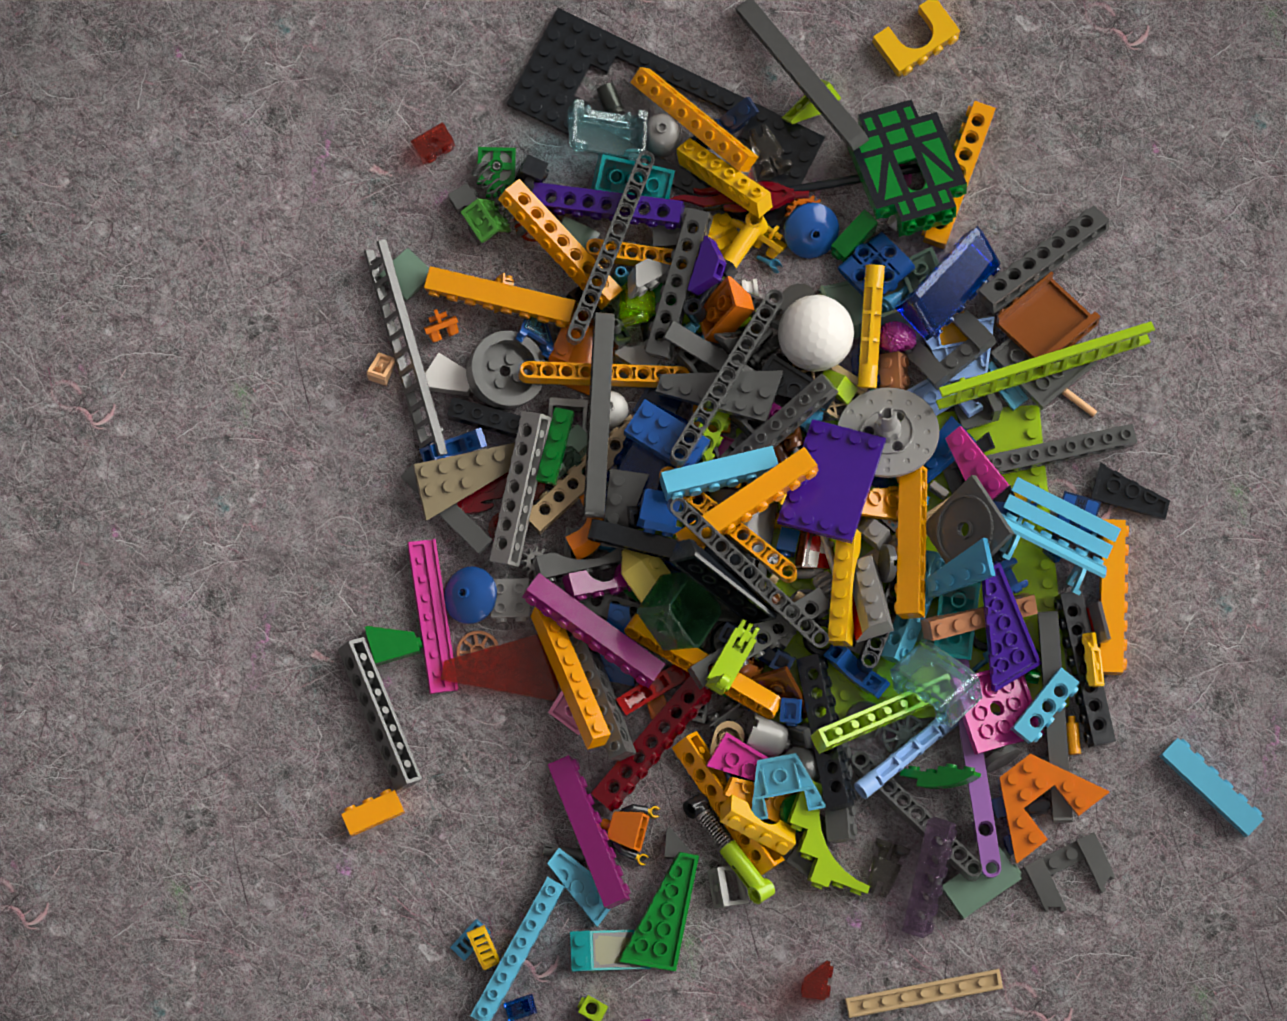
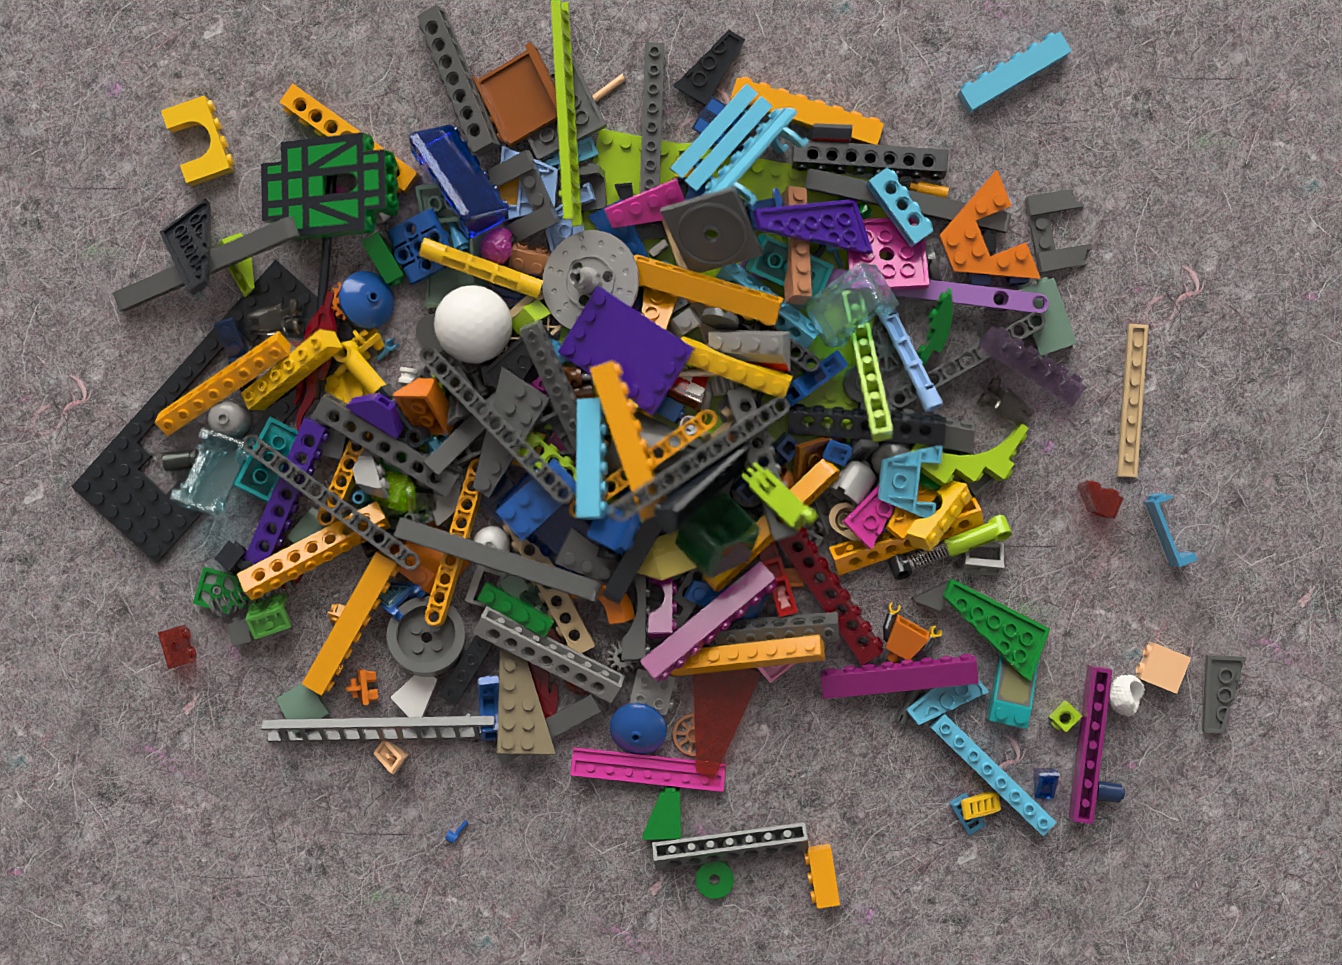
camera: 75 degrees left, 10 degrees up
(318, 448) = (451, 836): none -> blue hand
(330, 709) = (719, 889): none -> green tile
(815, 54) = (189, 246): none -> black wing
(964, 570) = (752, 243): dark azure wing -> none
(1093, 660) = (865, 147): yellow hinge -> none

